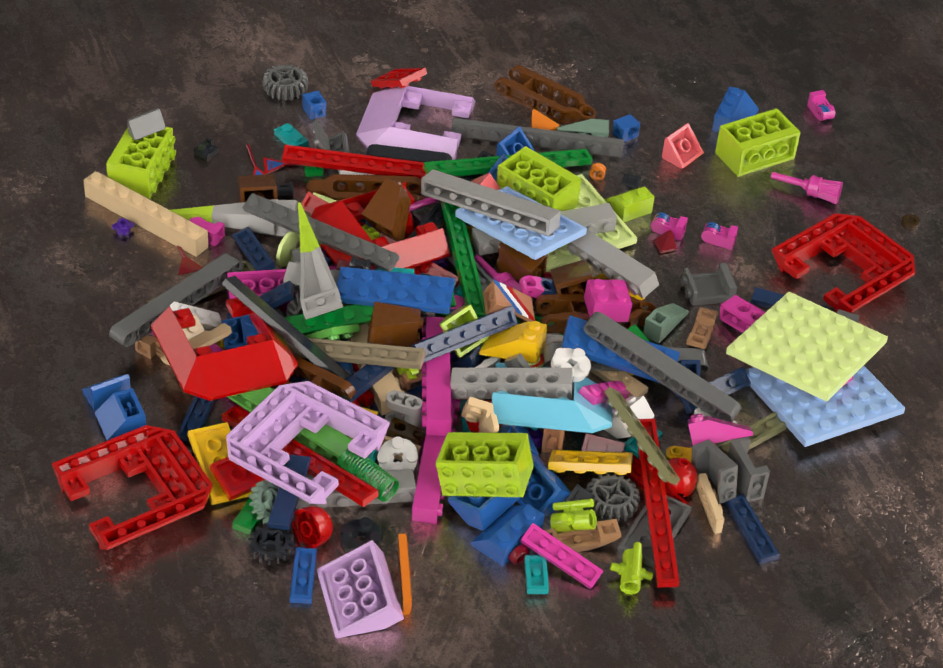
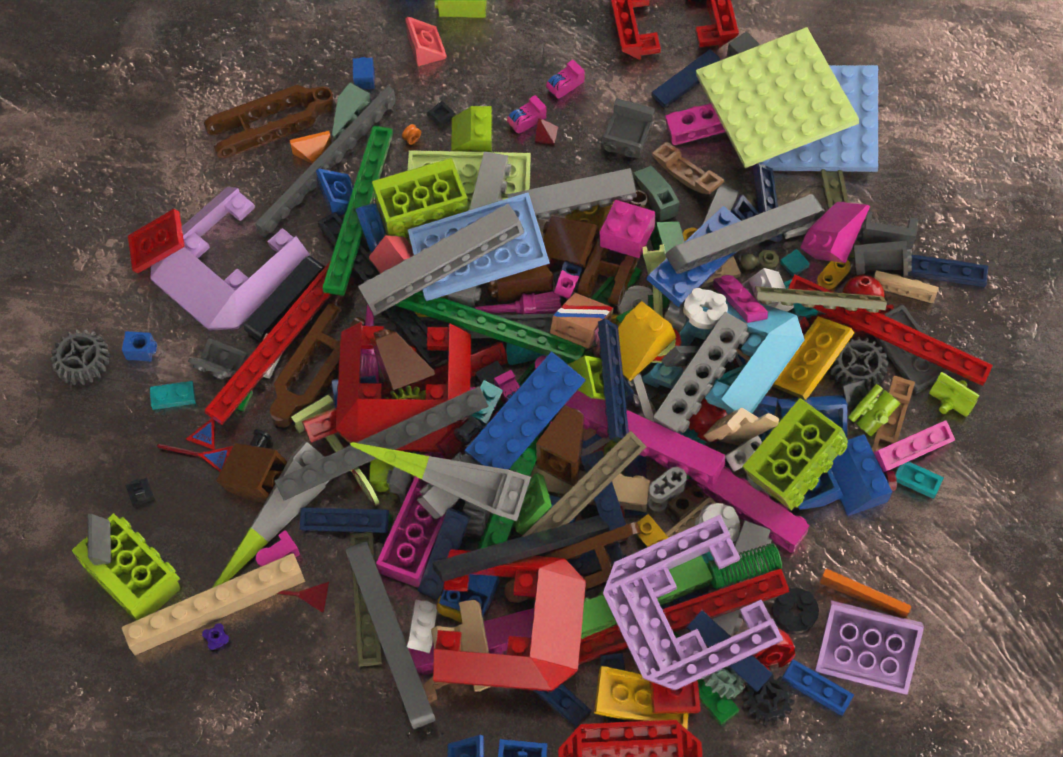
camera: 55 degrees left, 20 degrees up
(662, 409) = (749, 261): none -> olive plate
(675, 429) = (794, 263): none -> teal tile

